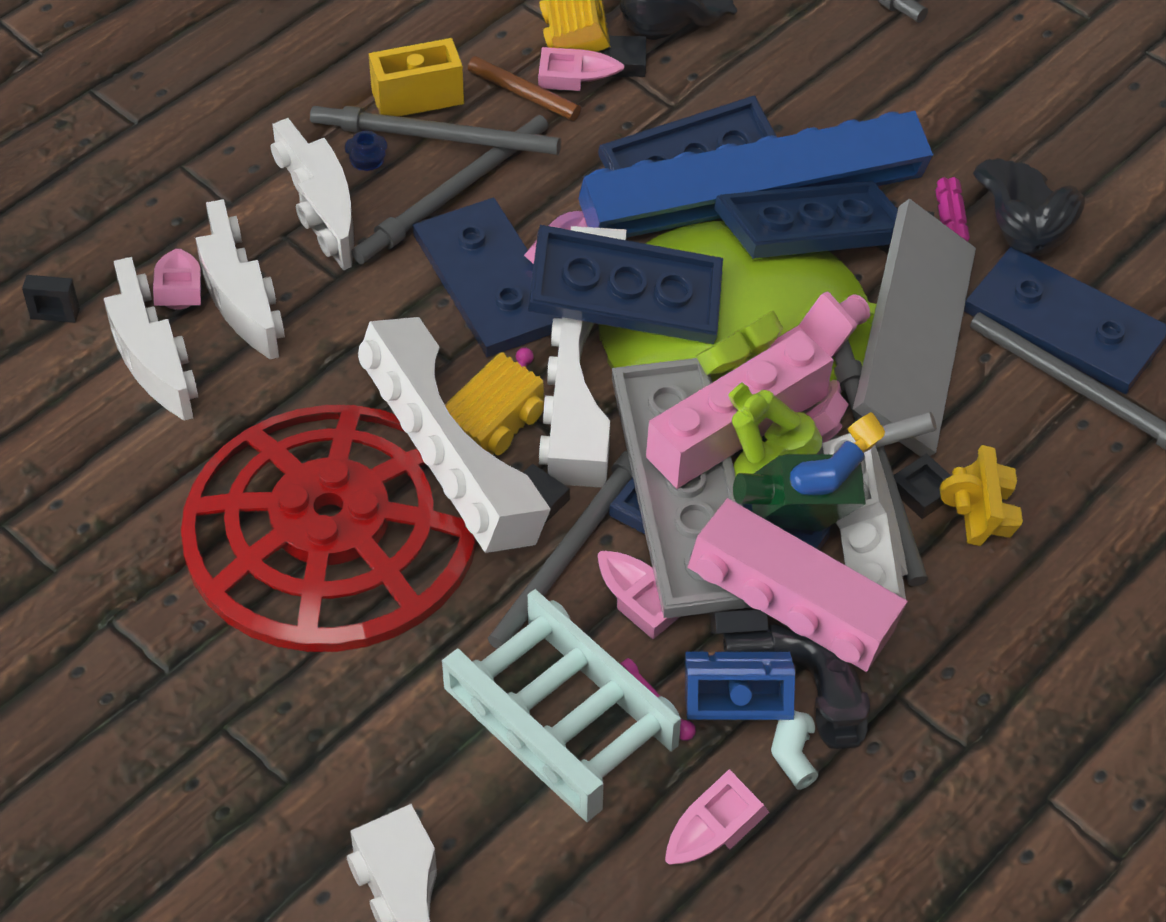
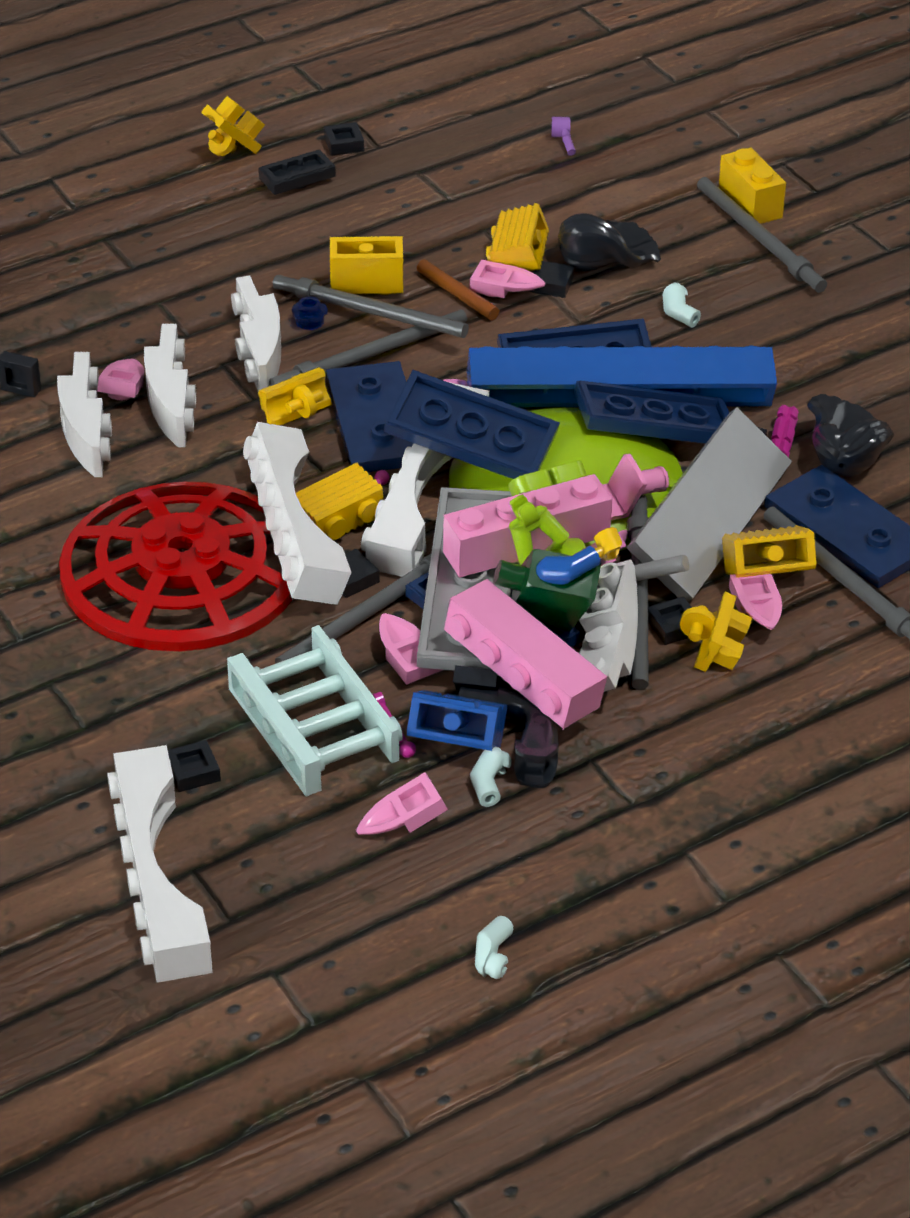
camera: 15 degrees right, 10 degrees down
(392, 270) = (295, 397): none -> yellow hips
(443, 811) = (193, 766): none -> black tile
(773, 66) = (676, 307): none -> light aqua arm
(1003, 377) = (769, 551): none -> yellow brick
(1011, 437) = (757, 598): none -> bright pink plate

